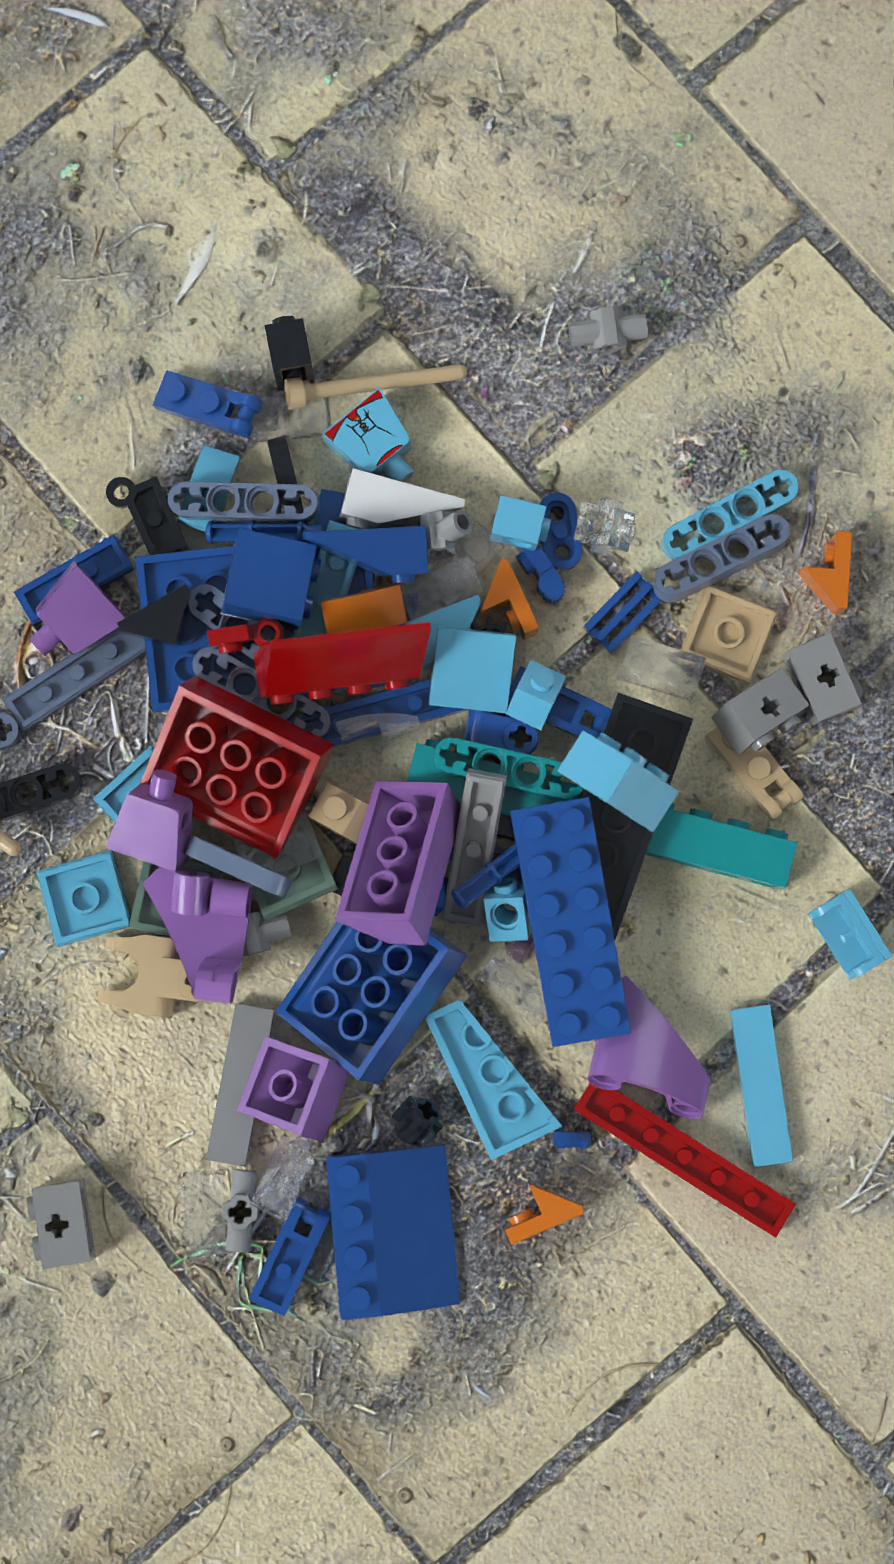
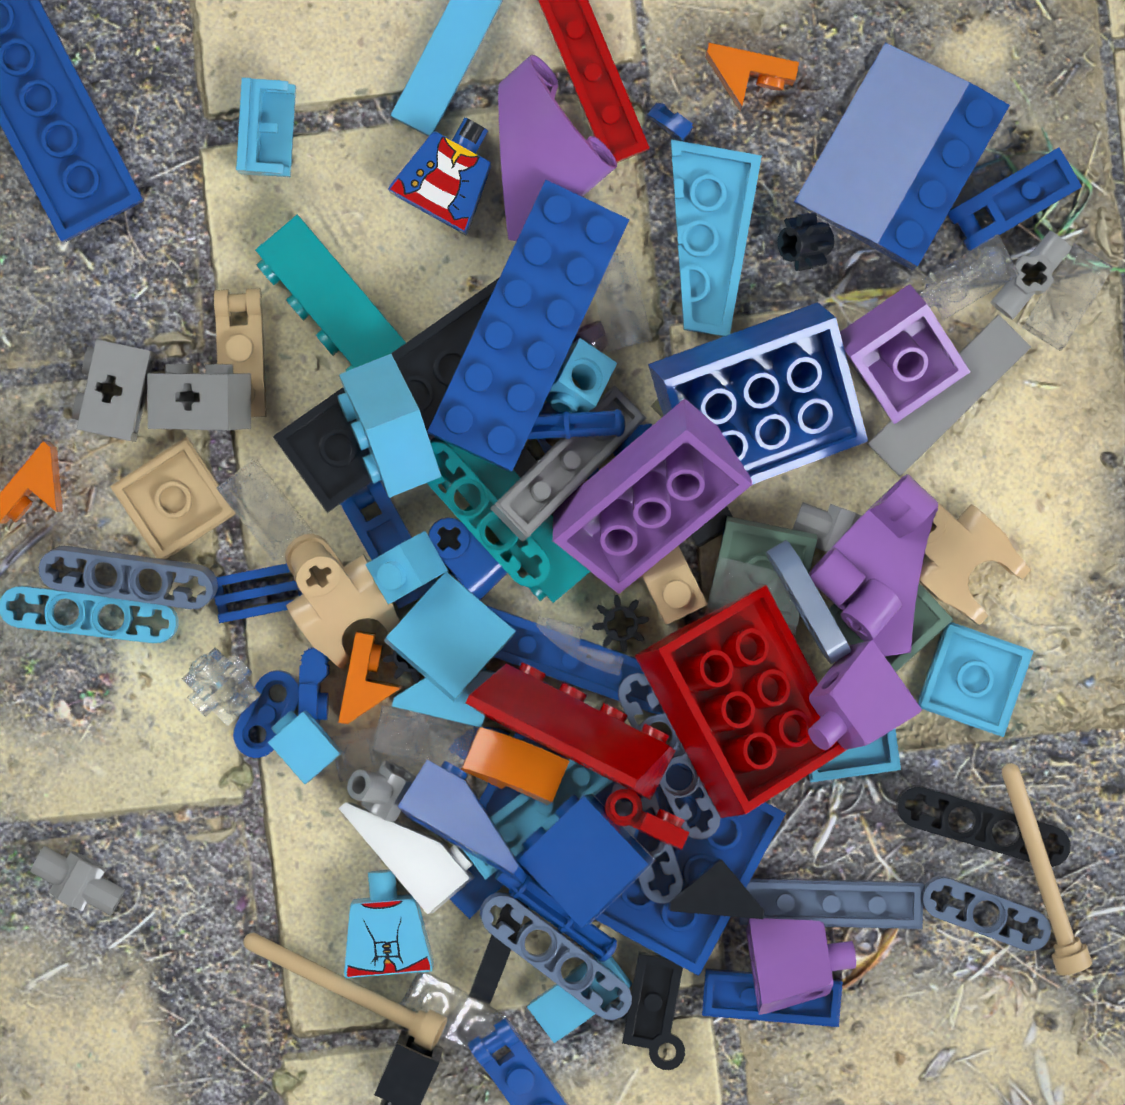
camera: 145 degrees left, 5 degrees up
(360, 752) = (610, 615): none -> black gear
(572, 640) = (332, 595): none -> tan piece
(700, 989) = (446, 176): none -> torso

